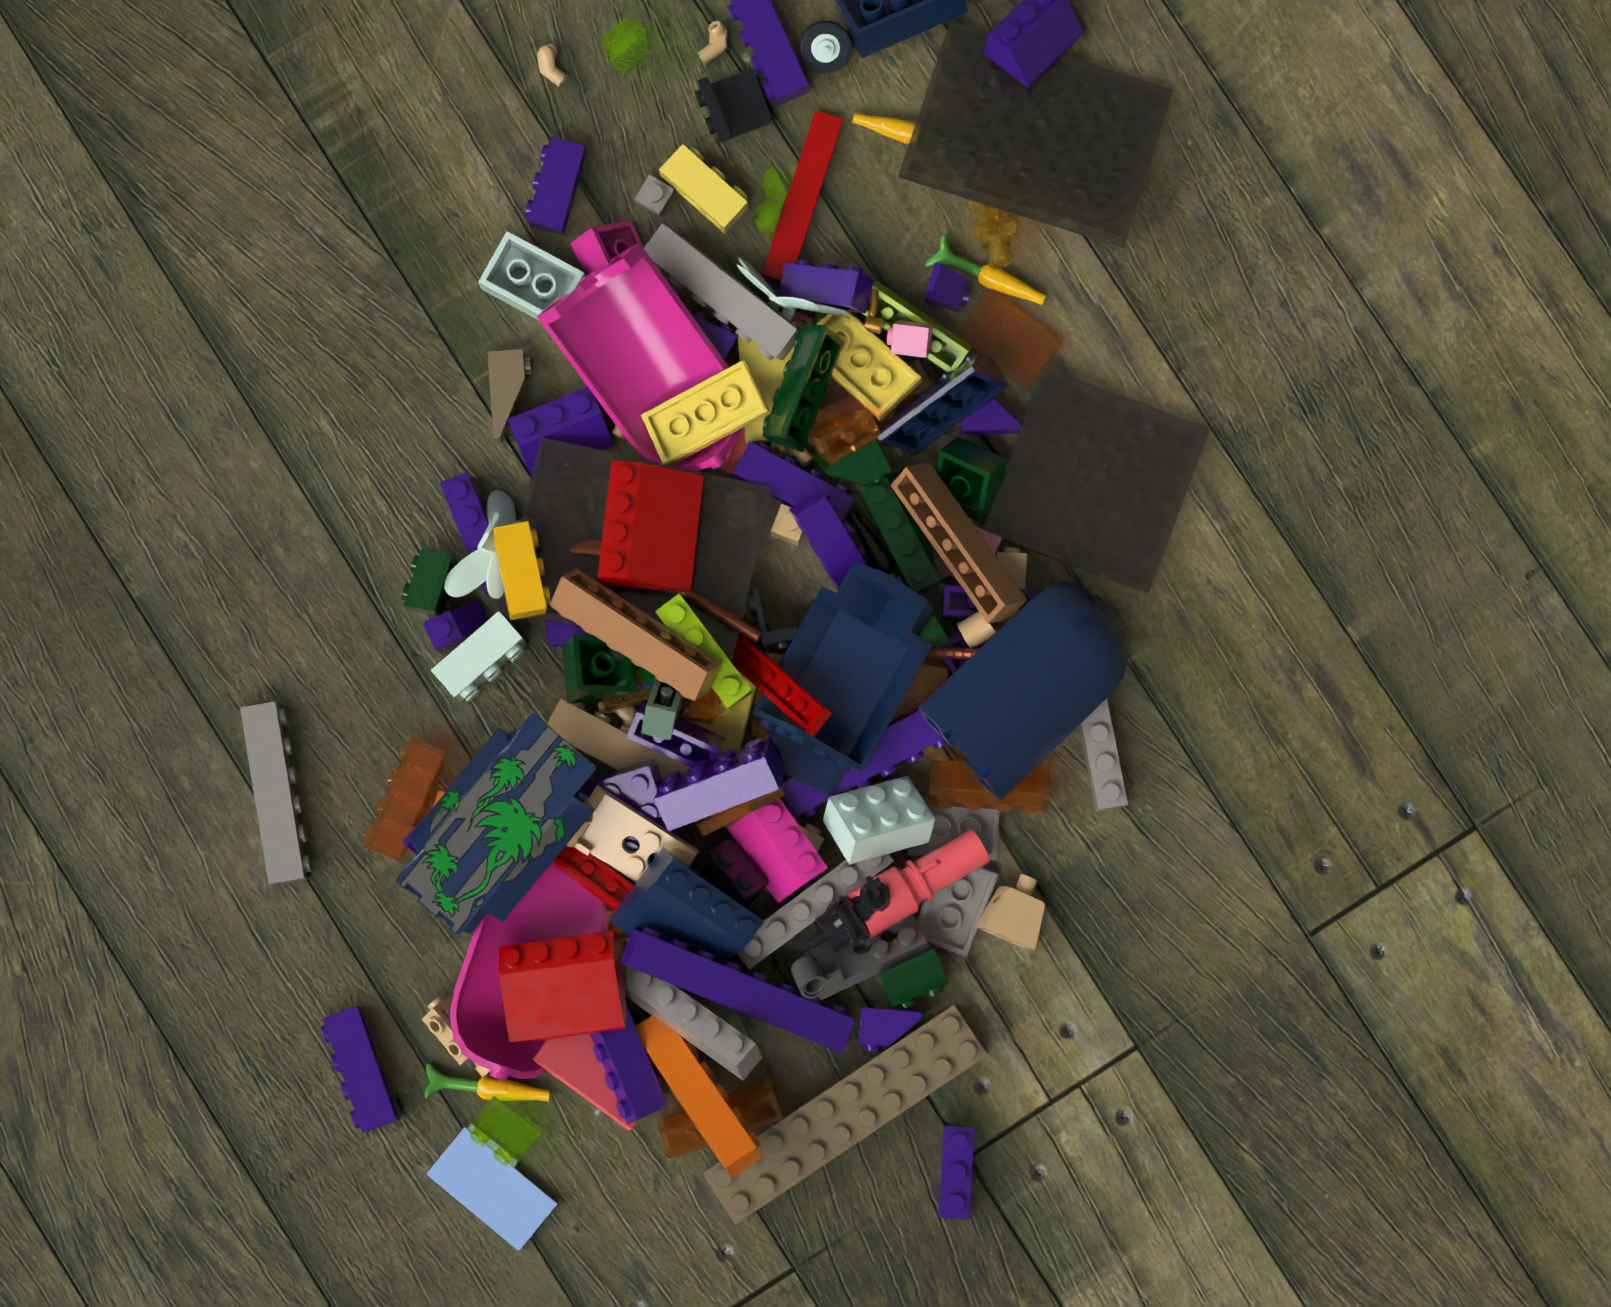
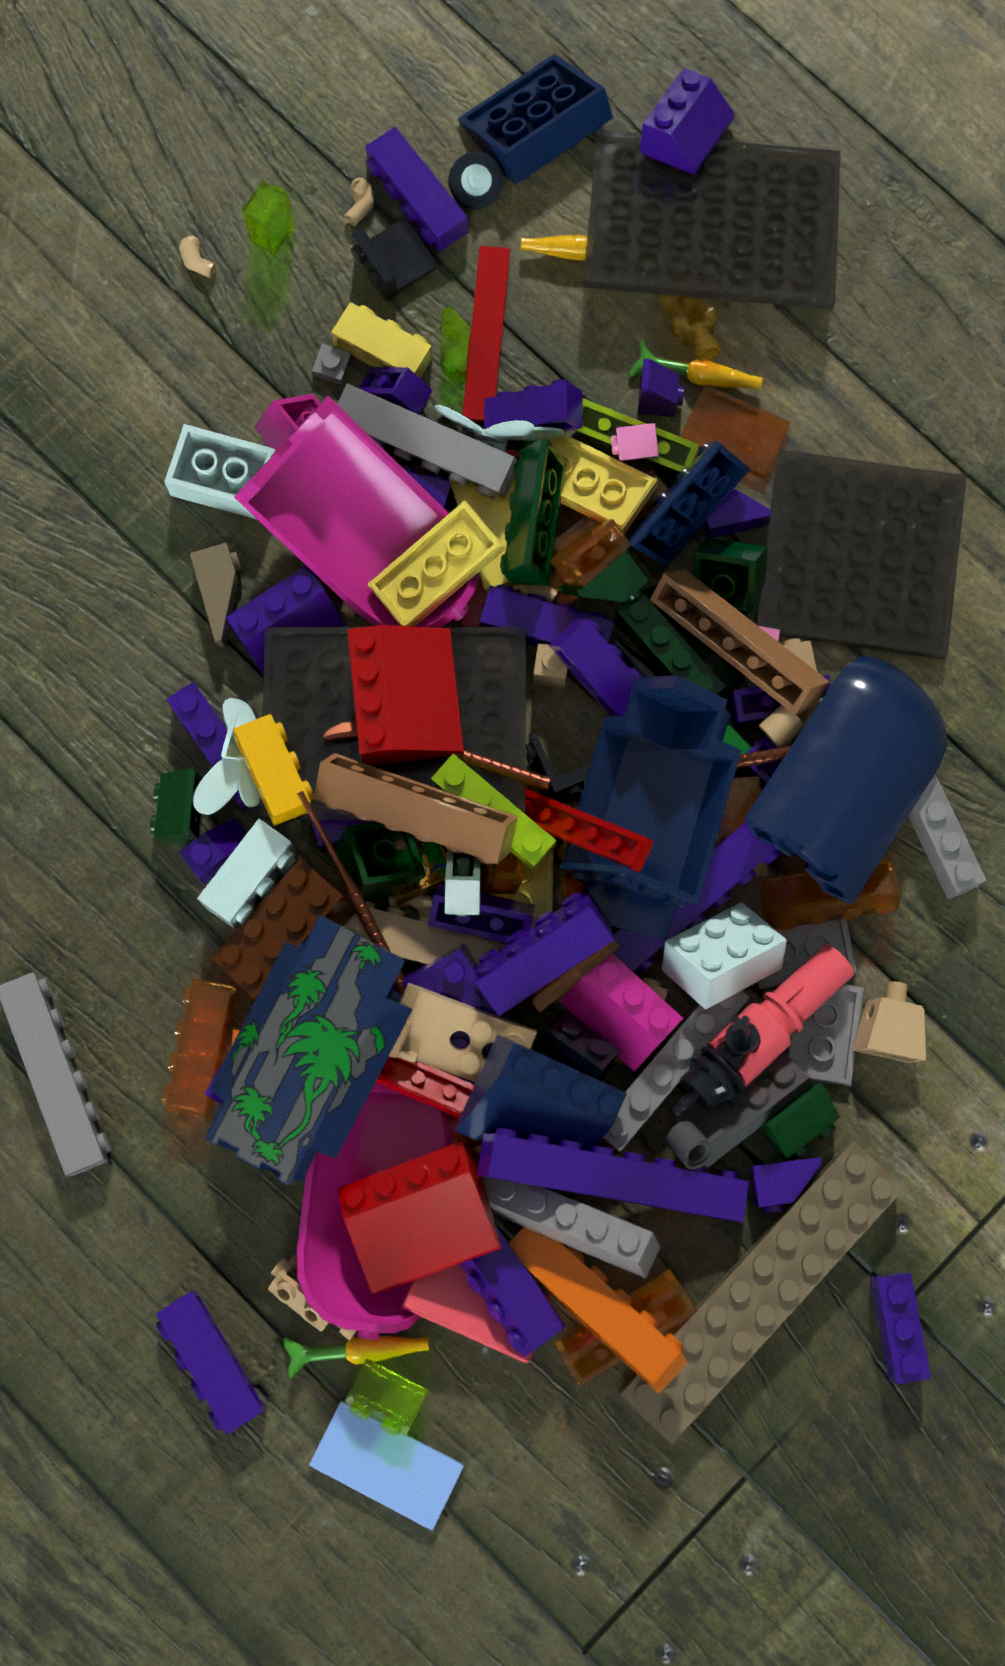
camera: 15 degrees left, 5 degrees down
(503, 704) = (282, 916): none -> reddish brown brick
(556, 185) = (226, 373): dark purple brick -> none
(568, 700) = (353, 892): none -> copper piece
(706, 234) = (397, 386): none -> dark purple slope
(873, 323) = (592, 436): pearl gold hand -> none

